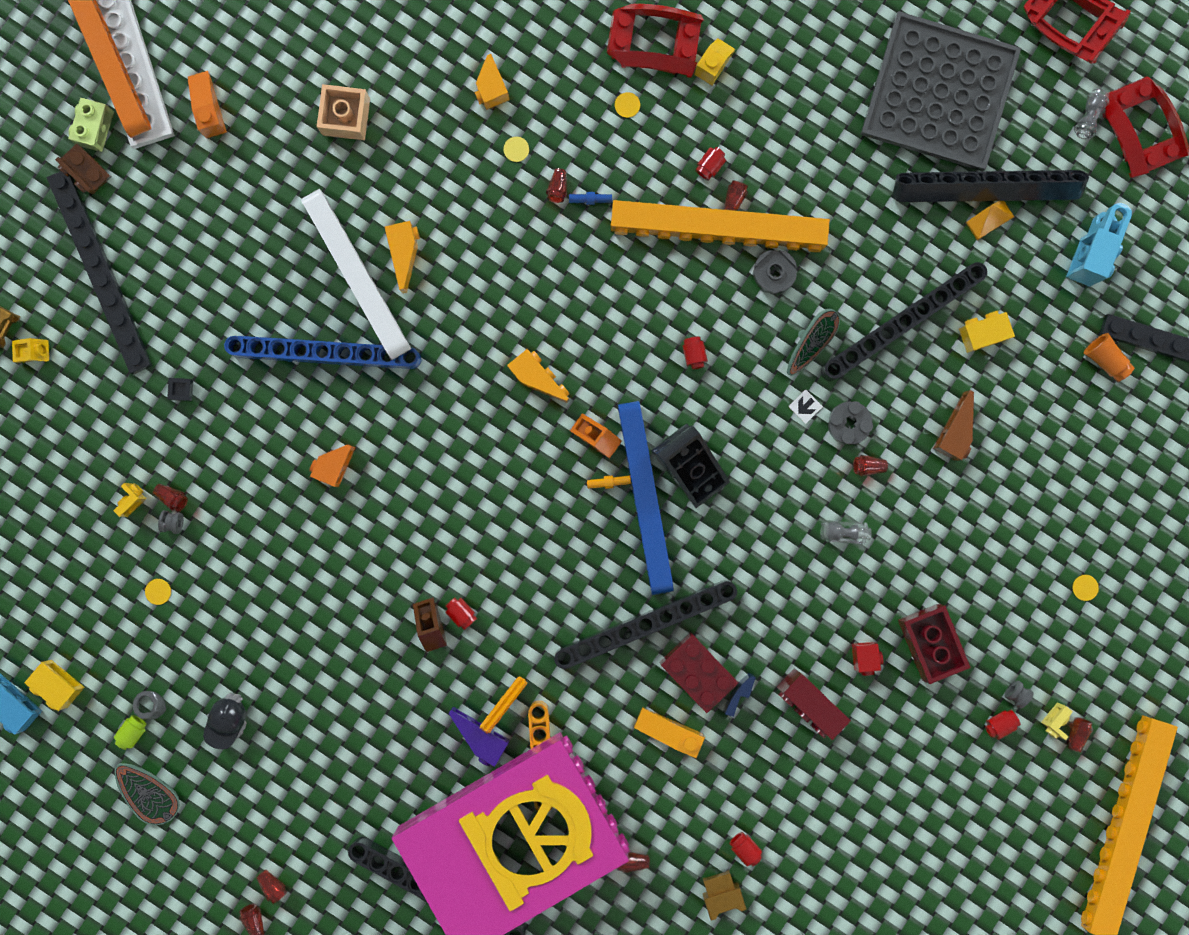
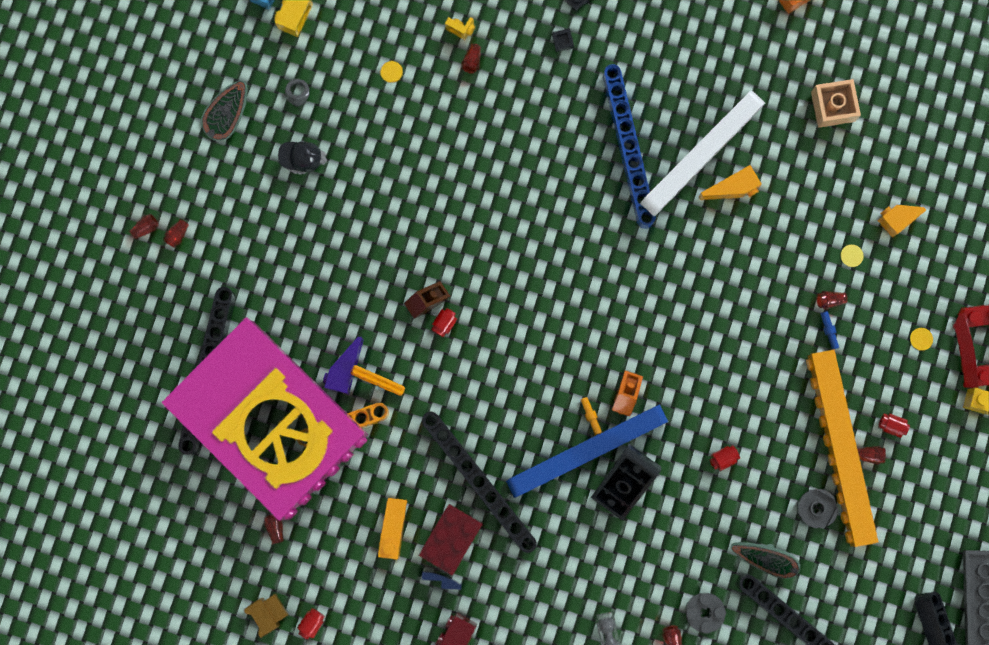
camera: 85 degrees right, 5 degrees down
(130, 732) = (271, 83): lime brick -> none
(170, 522) = (451, 65): dark grey wheel -> none
(332, 465) = (536, 181): orange slope -> none
(531, 374) = (663, 323): light orange slope -> none
(805, 406) = (707, 569): white sticker -> none

